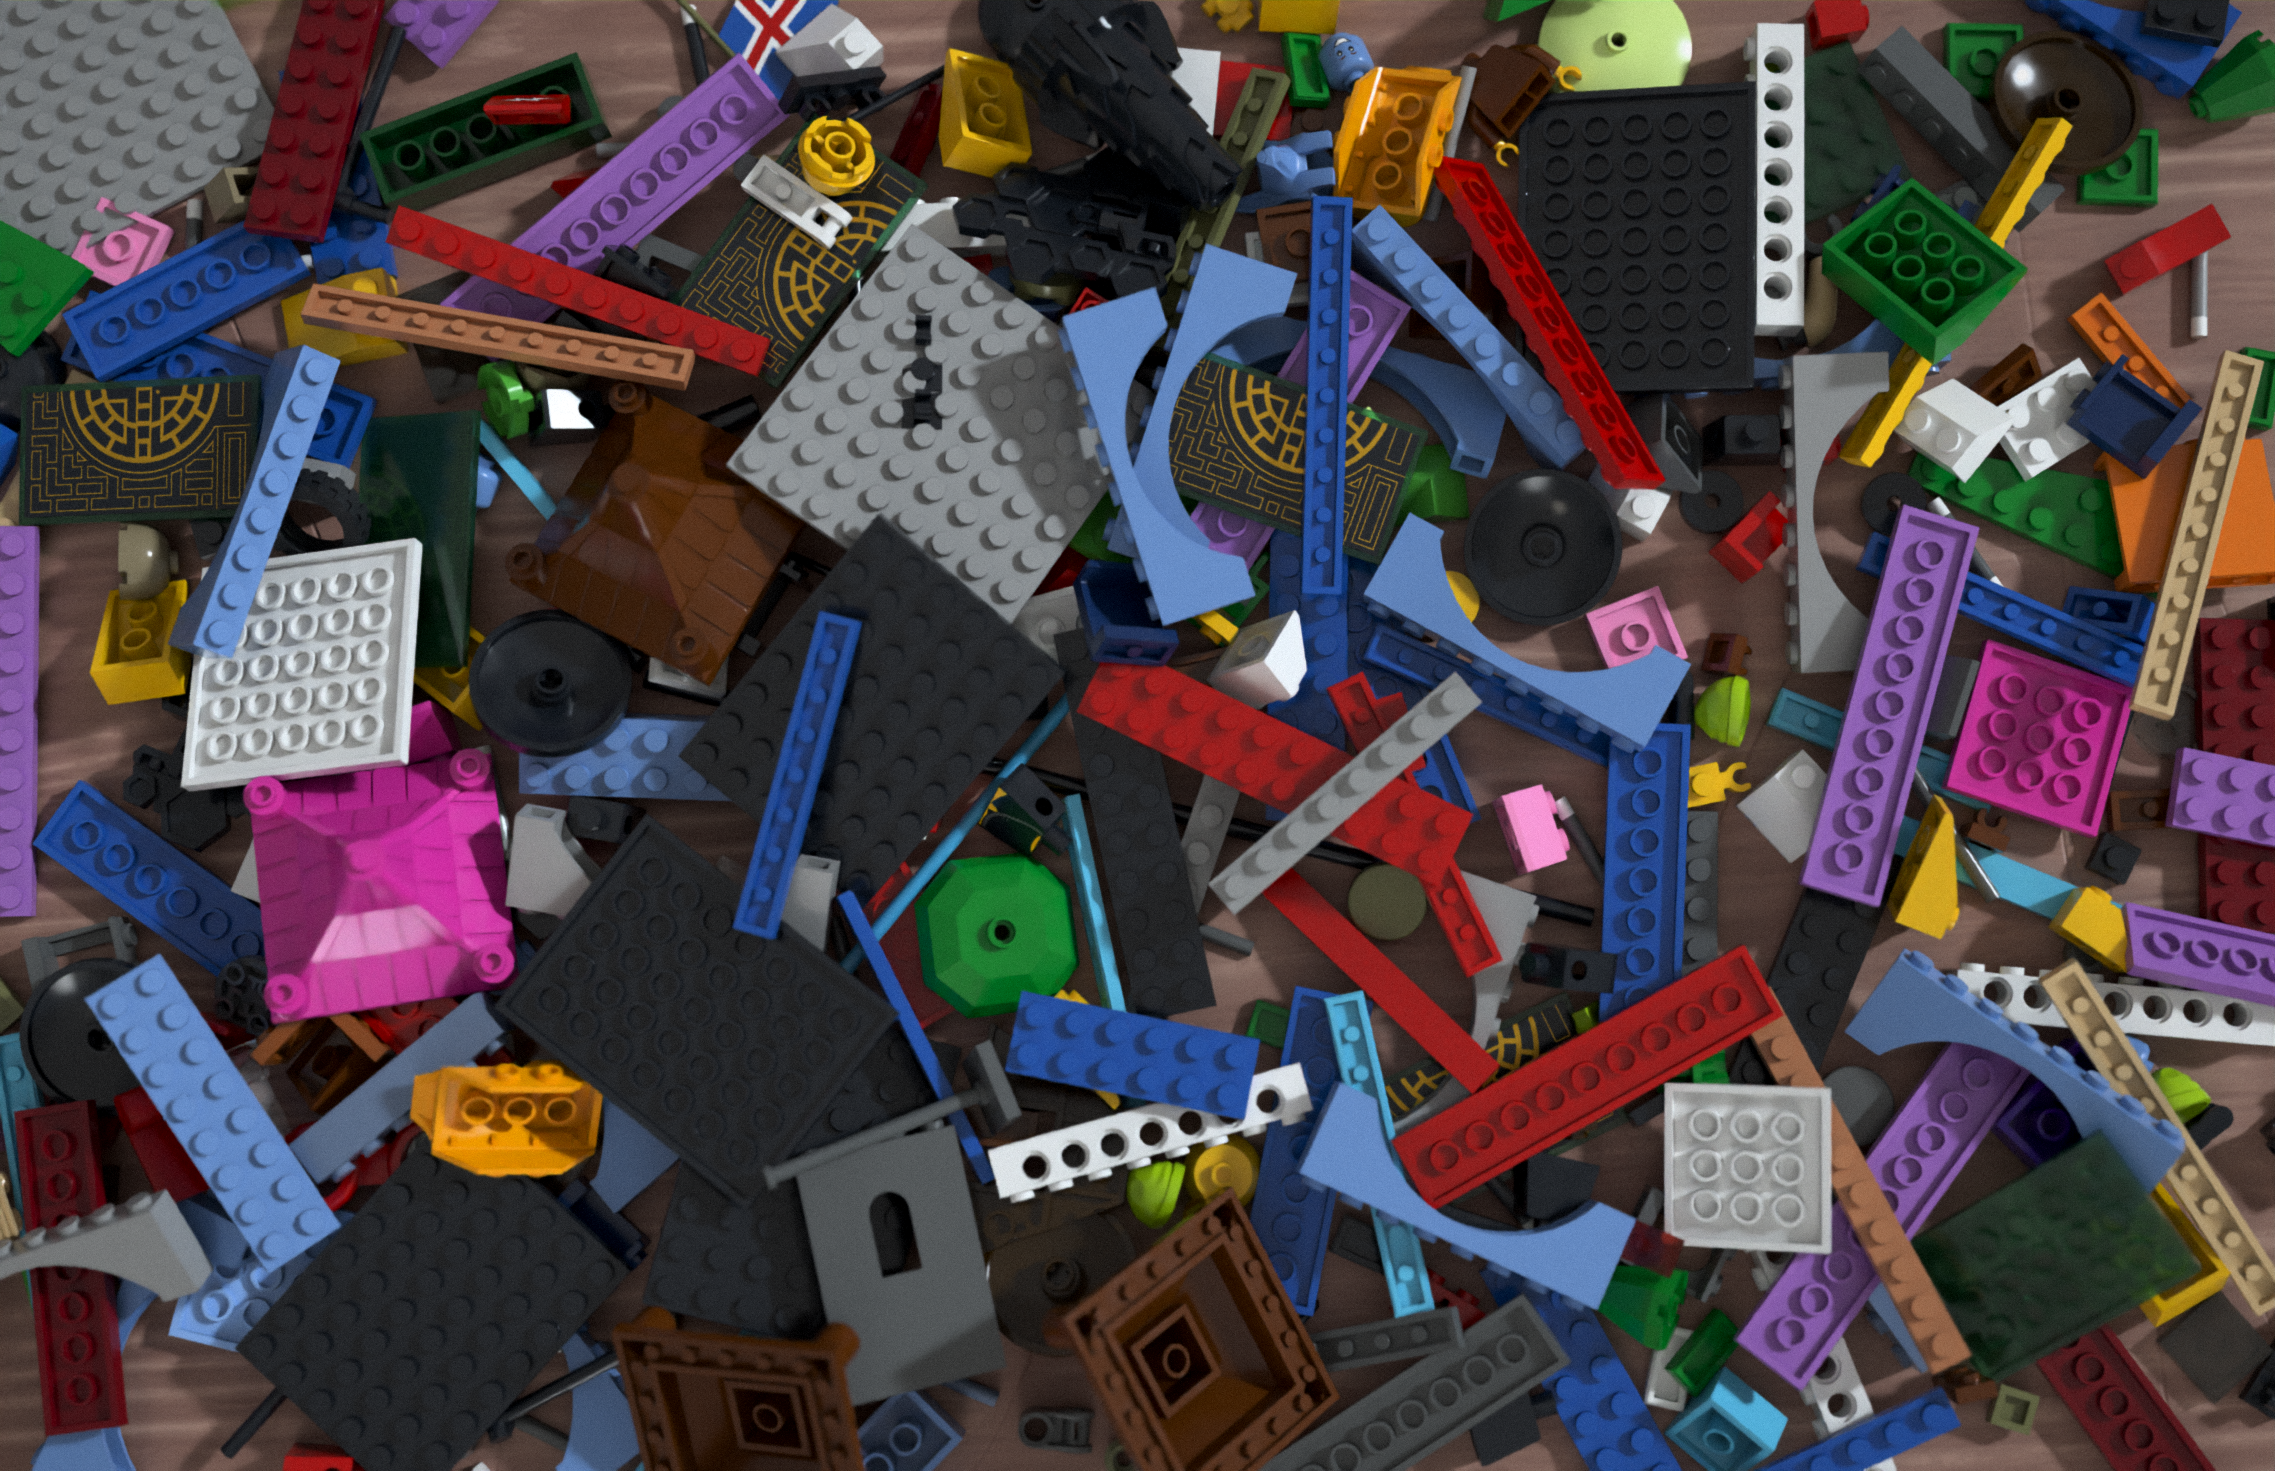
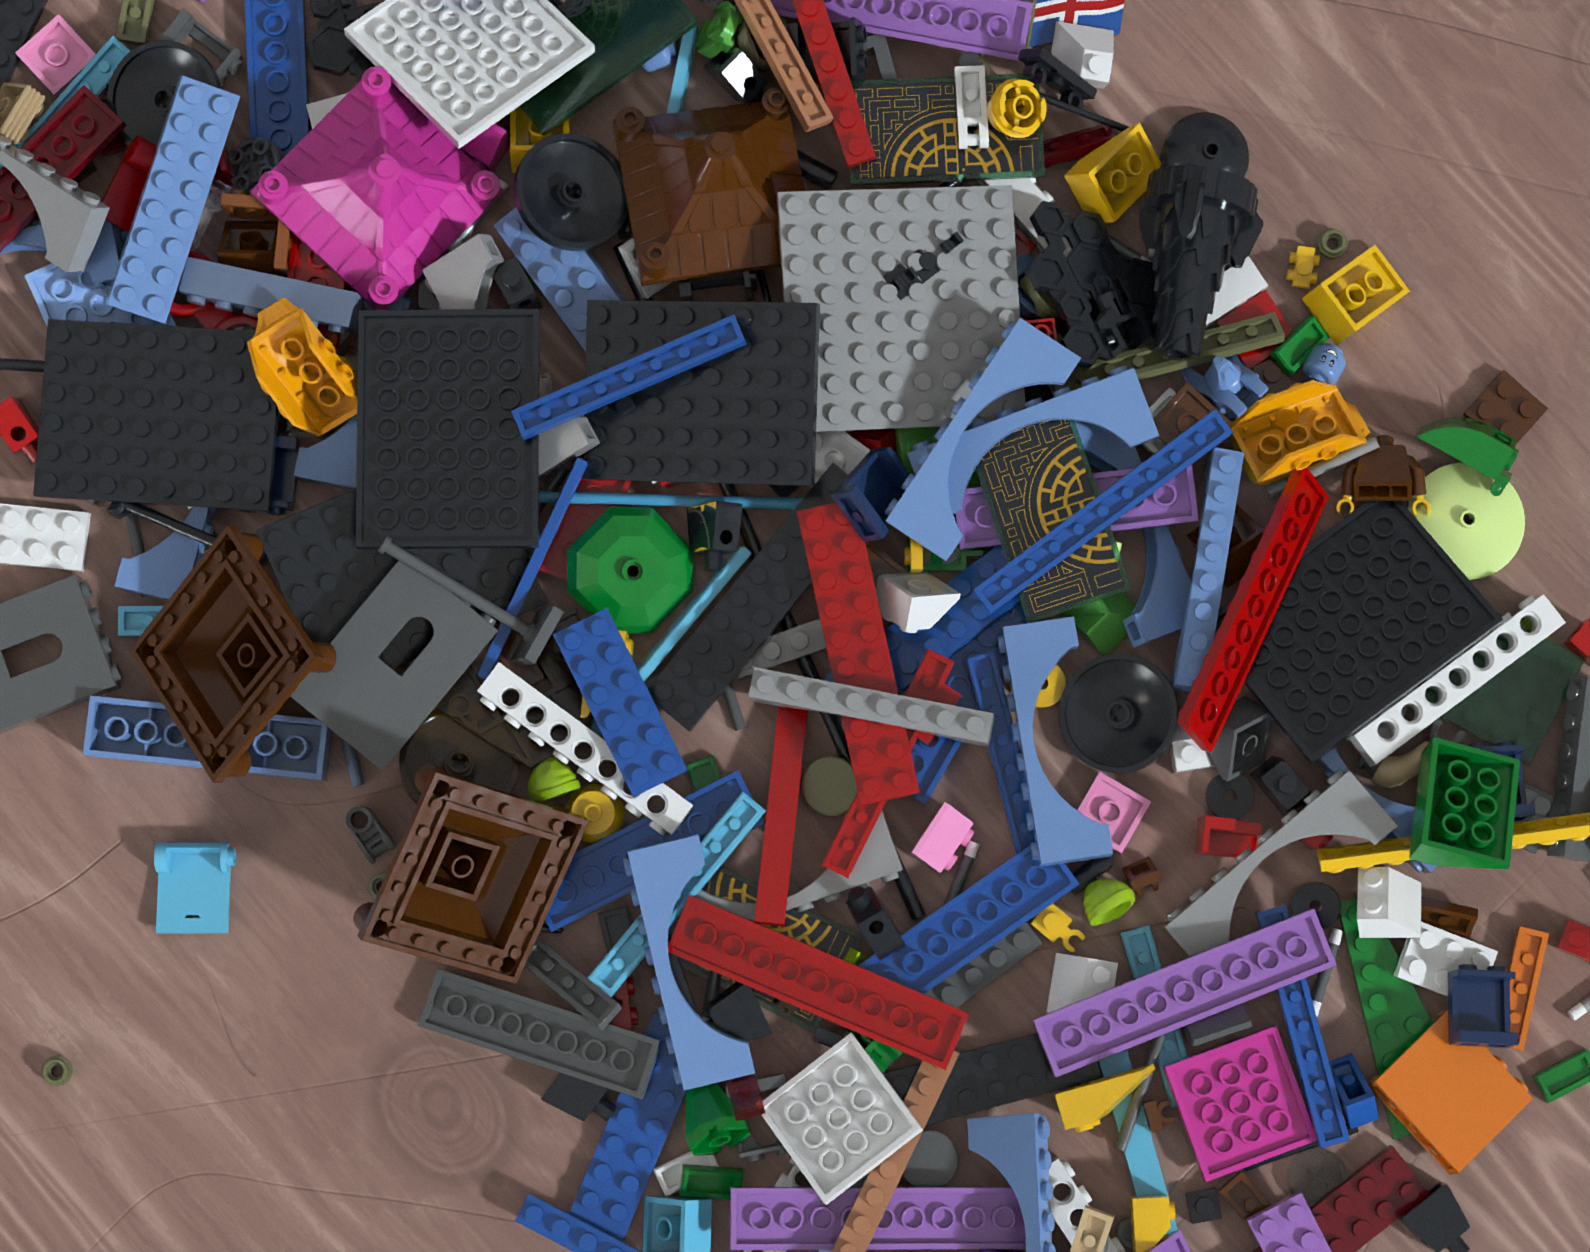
camera: 50 degrees right, 0 degrees up
(2196, 536) = (1436, 1099): tan plate -> none

